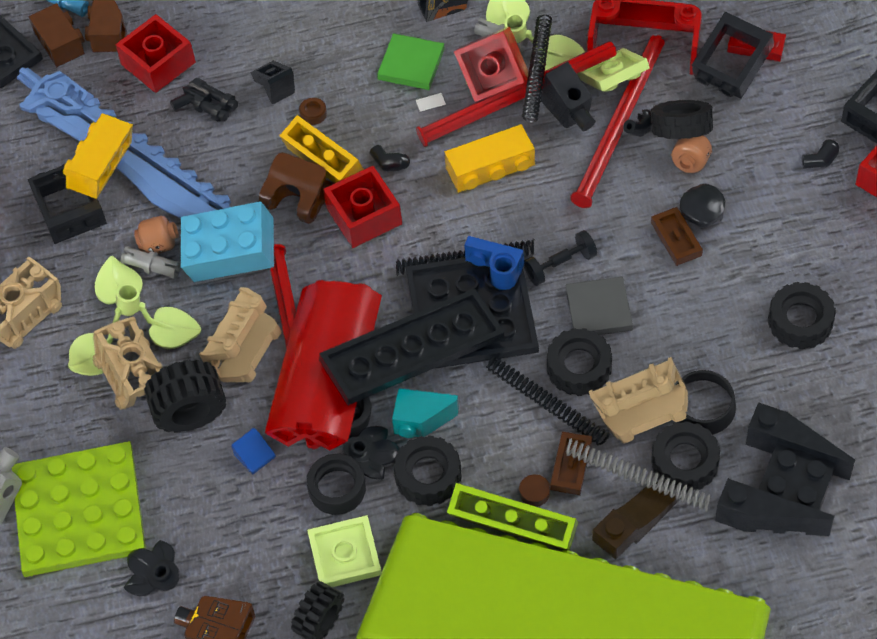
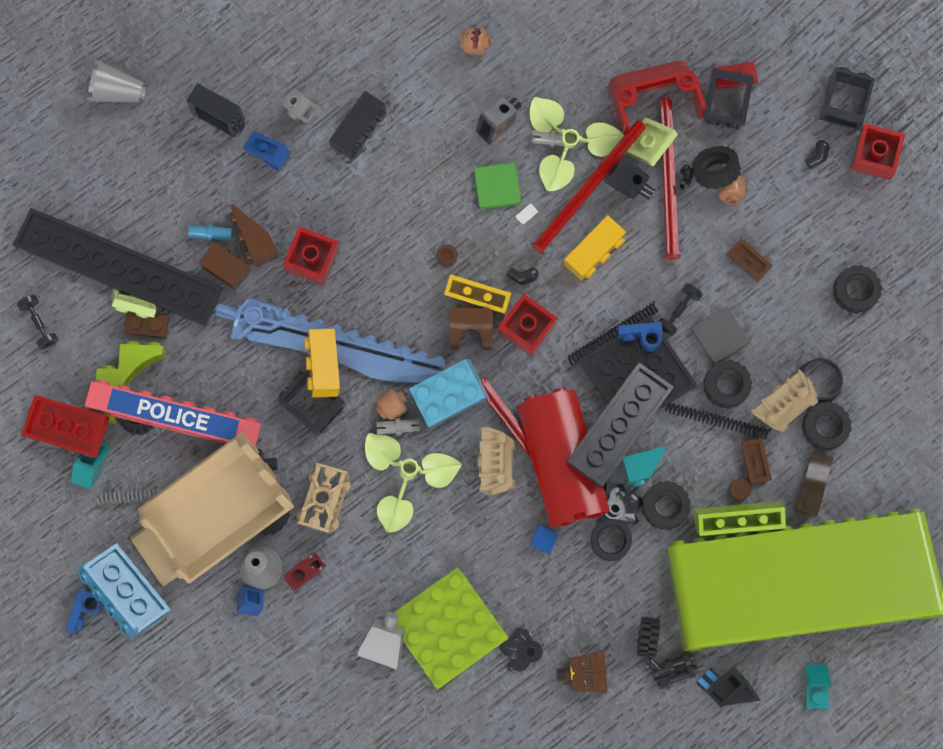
camera: 30 degrees left, 20 degrees up
(116, 367) = (423, 520): tan piece -> none
(185, 396) = (485, 524): black tyre -> none
(201, 94) = (357, 275): black piece -> none
(276, 80) = (407, 241): black slope -> none
(344, 552) = (640, 585): yellowish green plate -> none
(492, 64) = (567, 175): red brick -> none
(533, 99) = (599, 164): black piece -> none
(642, 476) = (805, 457): light grey piece -> none
(702, 205) = (759, 230): black hair -> none
(793, 480) = (901, 416): black wedge -> none

